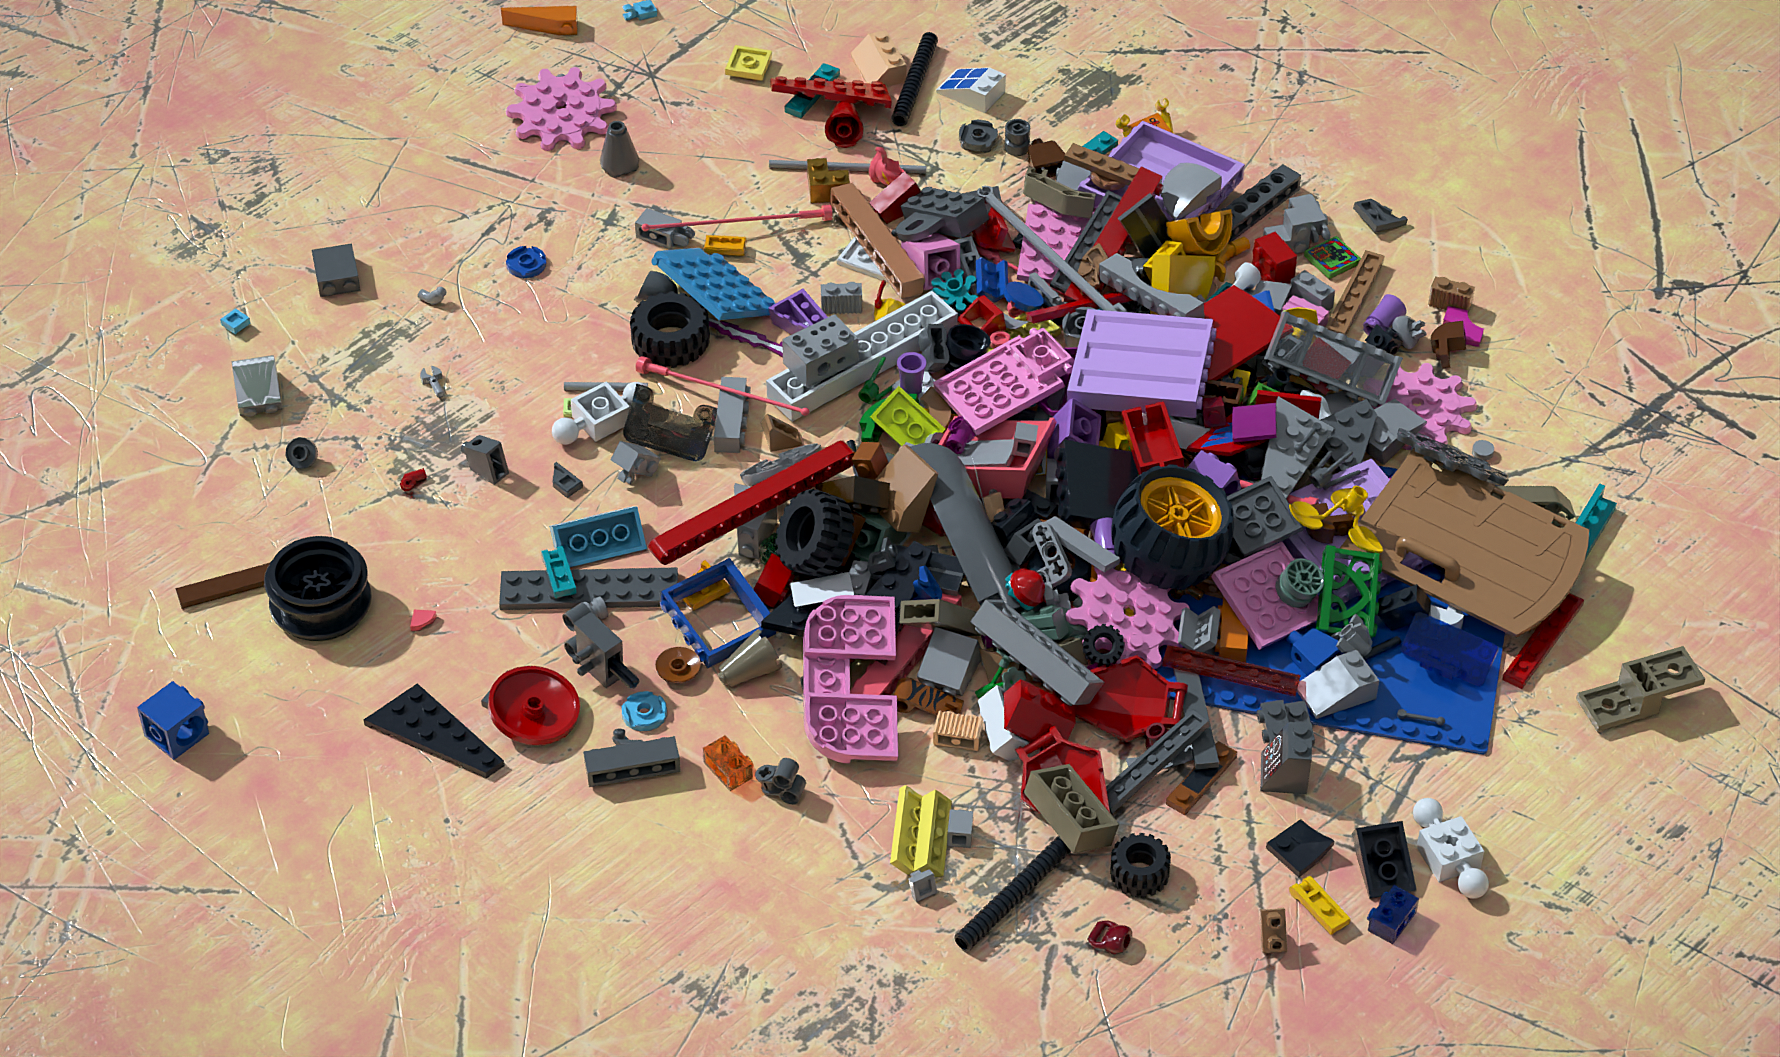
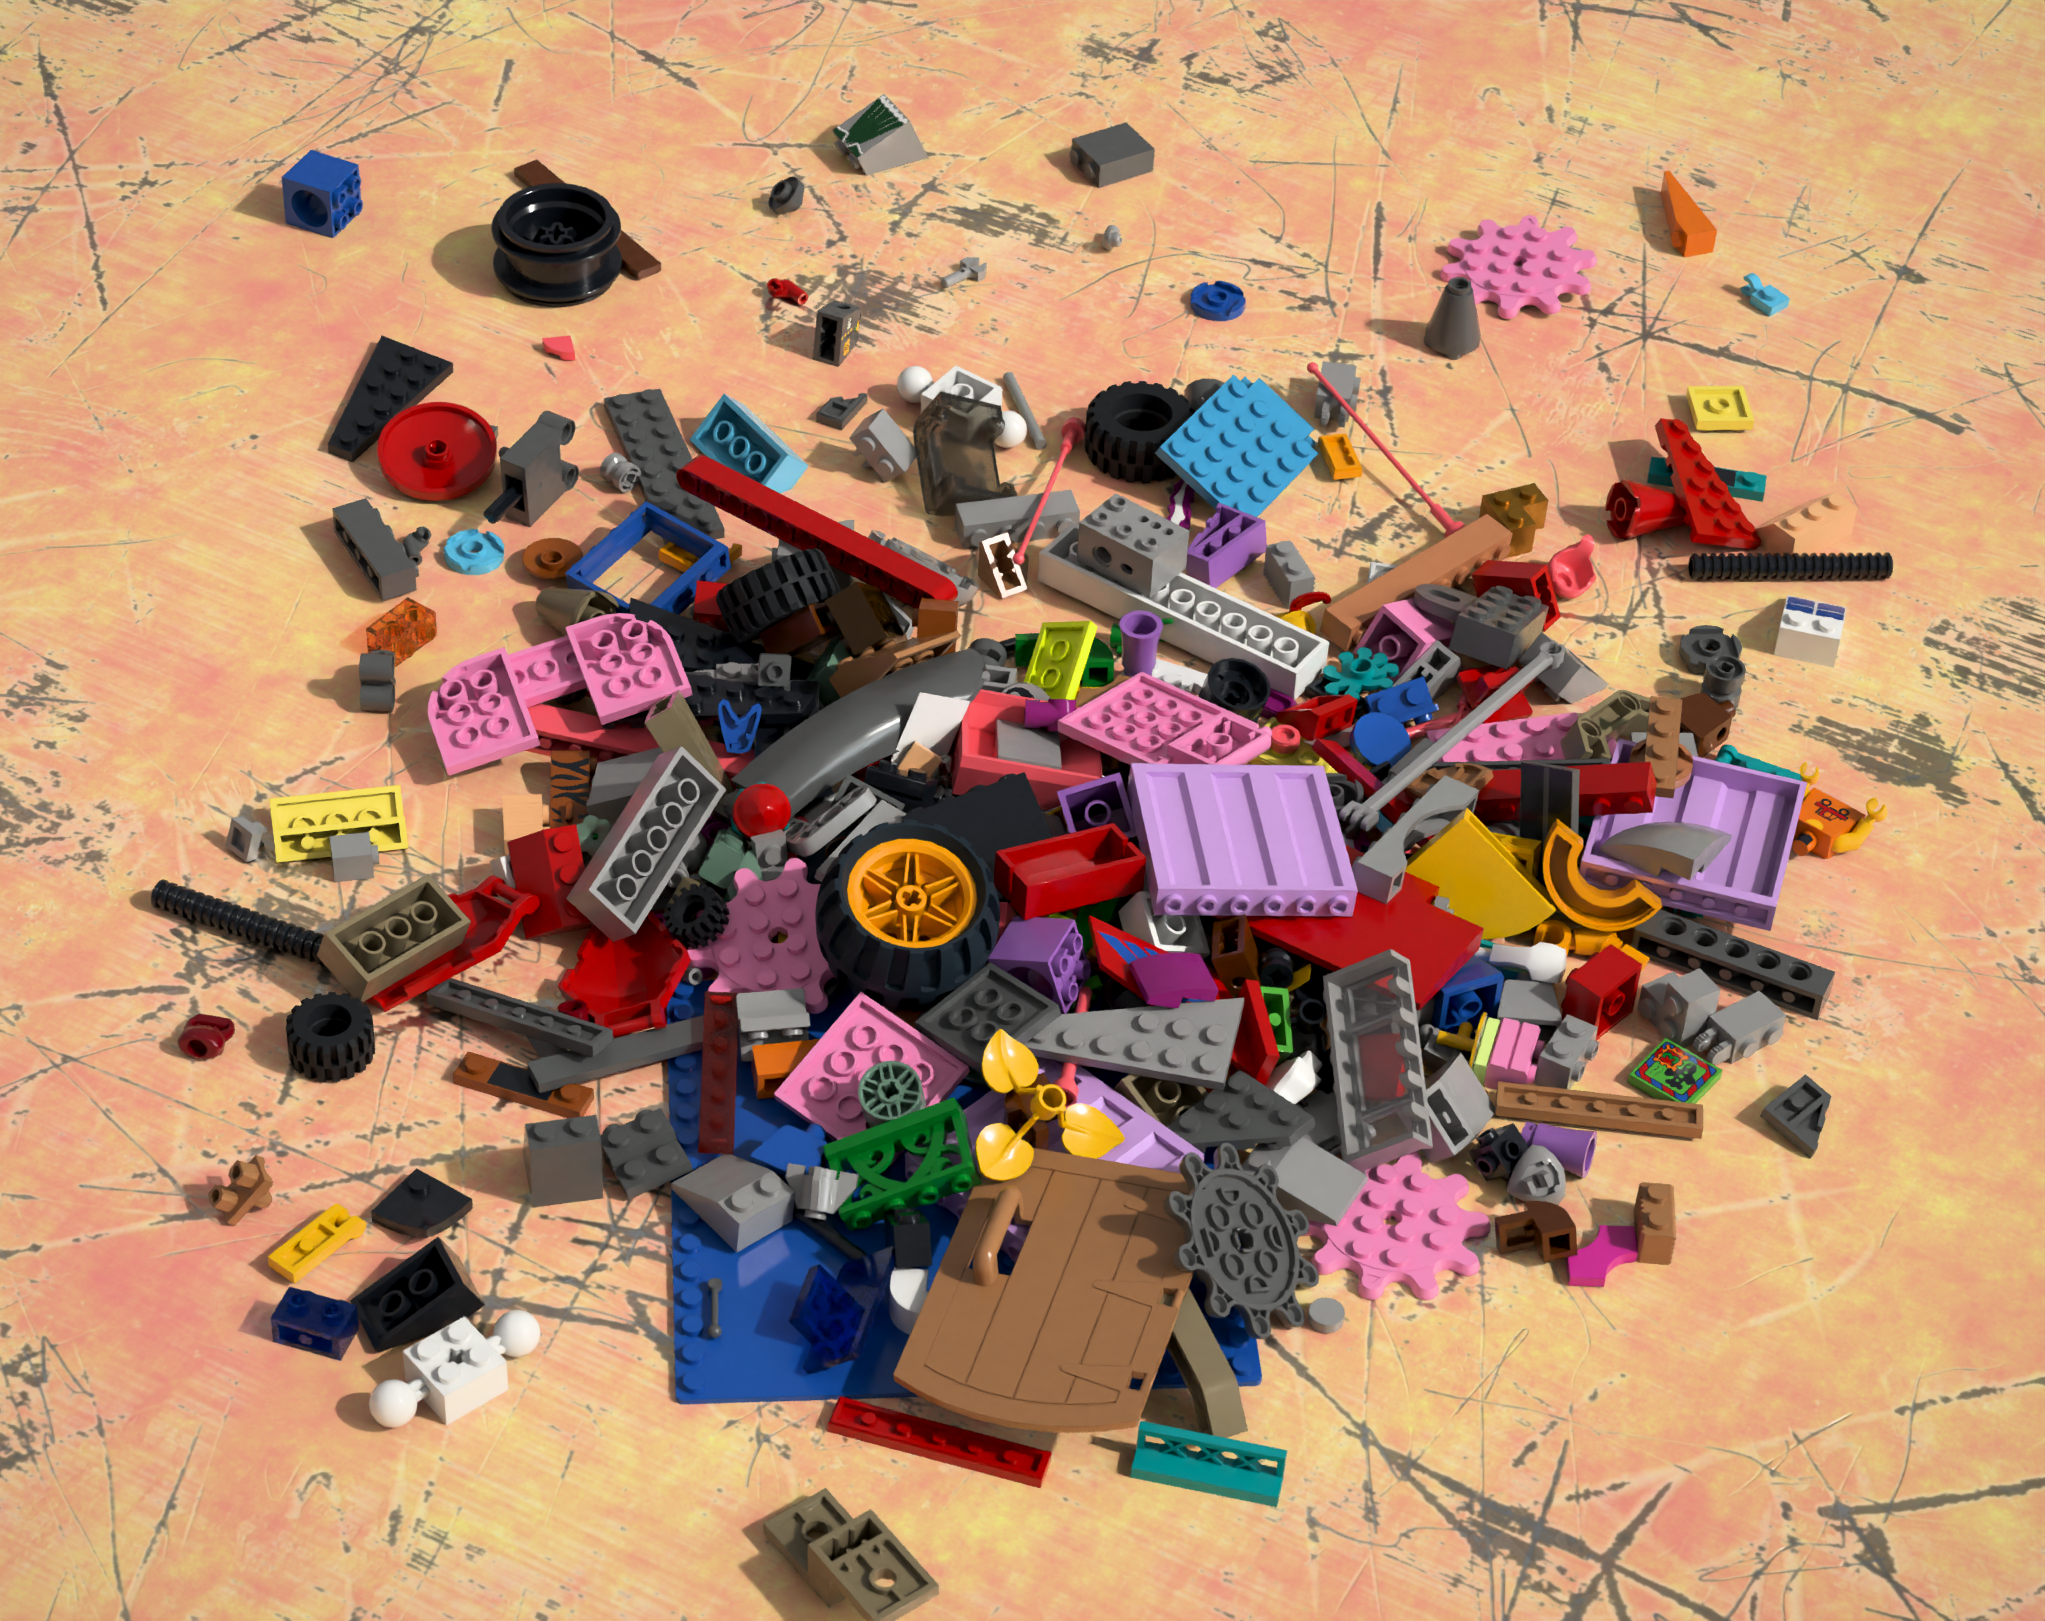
camera: 70 degrees right, 5 degrees down
(235, 321) = (987, 104): medium azure plate -> none
(558, 572) = (663, 423): teal plate -> none
(821, 589) = (708, 640): white sticker -> none
(840, 166) = (1568, 537): light grey piece -> none
(933, 347) = (1199, 661): dark grey brick -> none
(1024, 439) = (1049, 754): light grey brick -> none
(1213, 412) = (1184, 935): dark red brick -> none
(1316, 427) = (1202, 1053): dark grey hinge -> none
(1321, 477) = (1125, 1092): dark grey plant -> none

